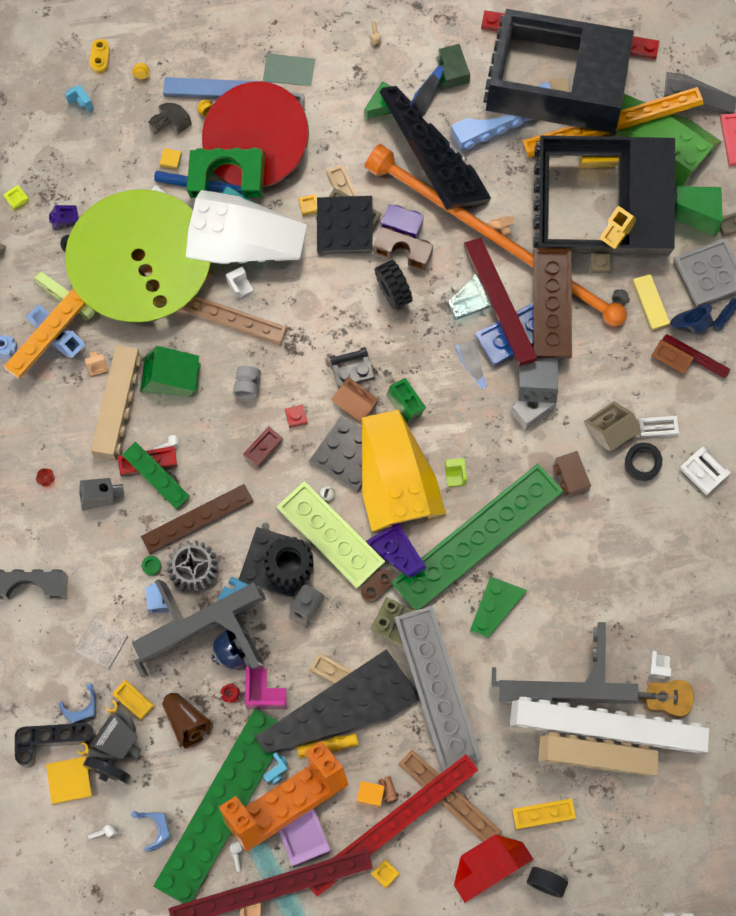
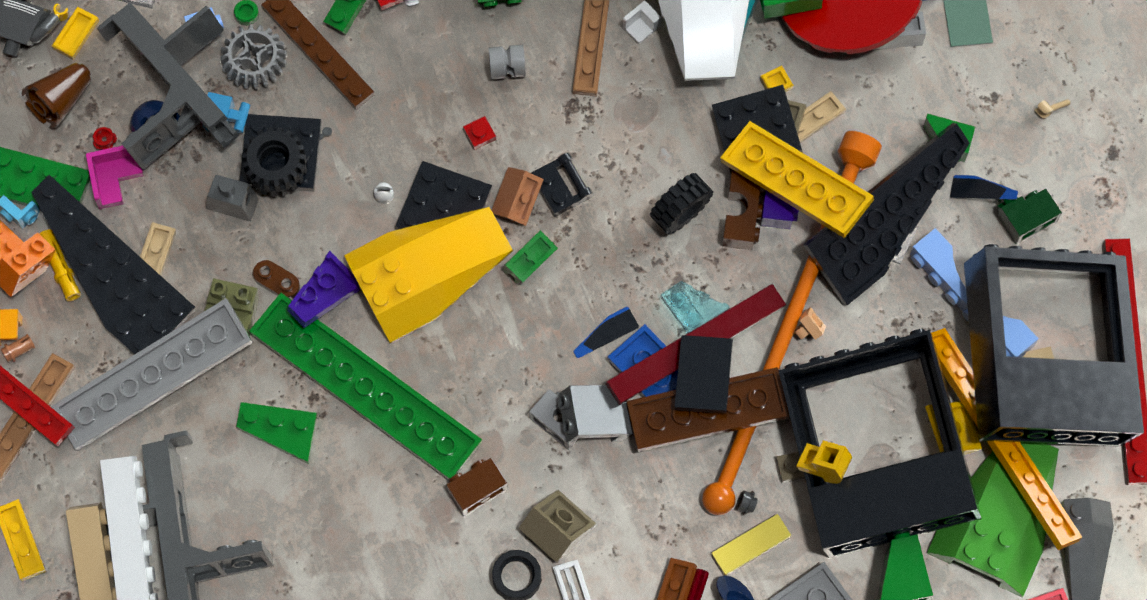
camera: 75 degrees right, 0 degrees up
(263, 446) = (427, 102): dark red plate -> none
(330, 535) = (329, 208): yellowish green plate -> none
(398, 200) = (797, 179): none -> yellow plate
(456, 472) = (447, 342): lime panel -> none
(528, 297) = (703, 374): none -> black tile

